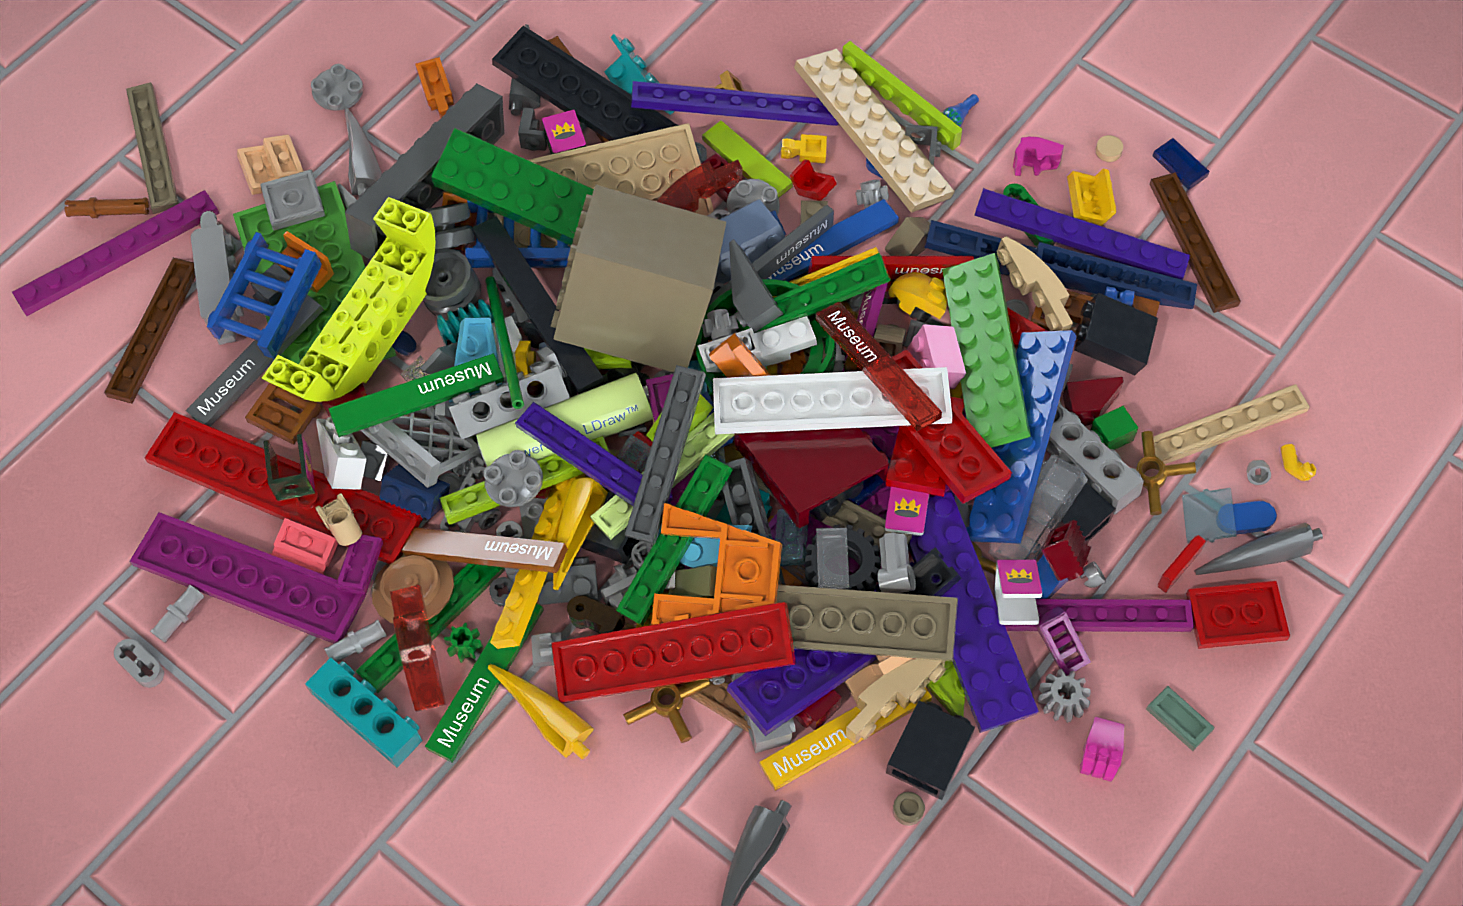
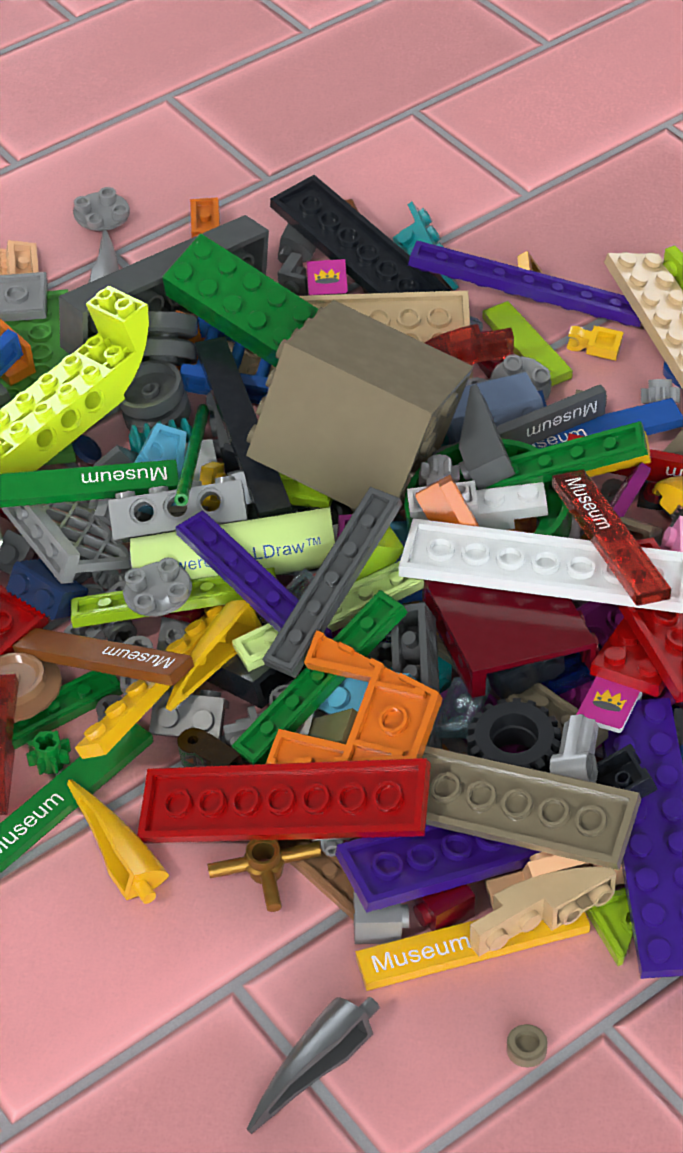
camera: 15 degrees right, 15 degrees down
(542, 648) = (135, 778): light grey tile -> none
(811, 183) = (590, 373): red bracket -> none
(832, 558) = (500, 728): clear tile -> none
(930, 749) = (571, 982): black brick -> none

